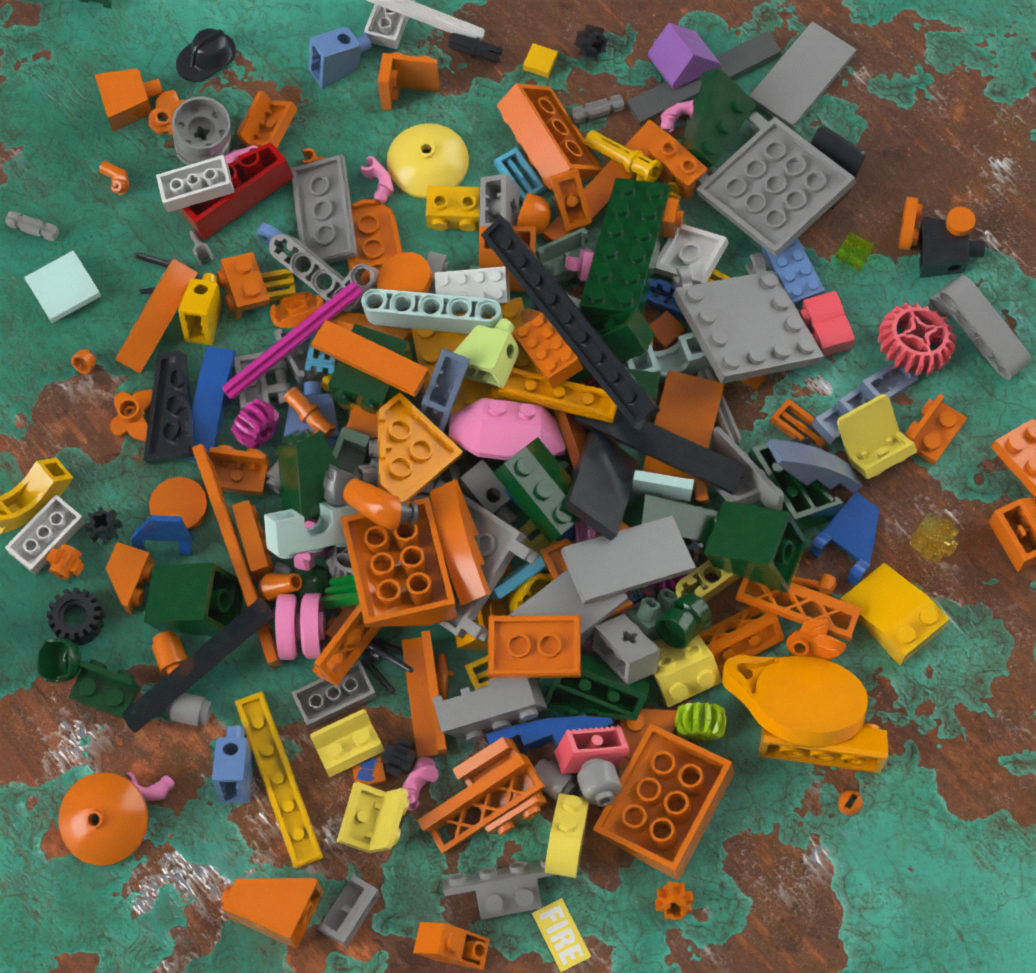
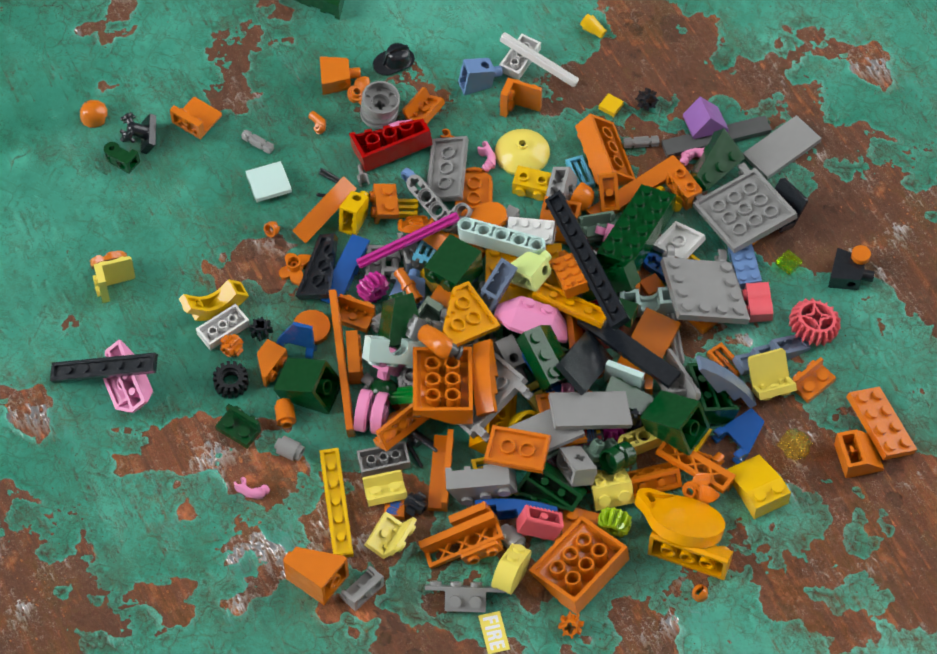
camera: 10 degrees right, 10 degrees down
(58, 660) = (214, 402): dark green hair -> none
(120, 813) = (227, 509): orange dish -> none
(195, 183) = (368, 133): white piece -> none
(198, 664) = (301, 420): black tile -> none
(232, 767) = (309, 480): medium blue torso -> none
(278, 583) = (364, 383): orange cone -> none
(370, 358) = (454, 255): orange tile -> none
(423, 772) = (429, 517): bright pink piece -> none
(443, 675) = (456, 462): orange helmet -> none
(451, 945) = (422, 621): orange slope -> none
(475, 47) = (570, 88): black axle -> none
(516, 578) = (510, 412): medium azure tile -> none
(599, 782) = (539, 541): light grey head -> none
(633, 161) = (655, 177): yellow pin -> none
(672, 218) = (672, 216): orange plate -> none
(908, 234) = (826, 256): orange plate -> none
(982, 325) = (860, 322): light grey beam -> none

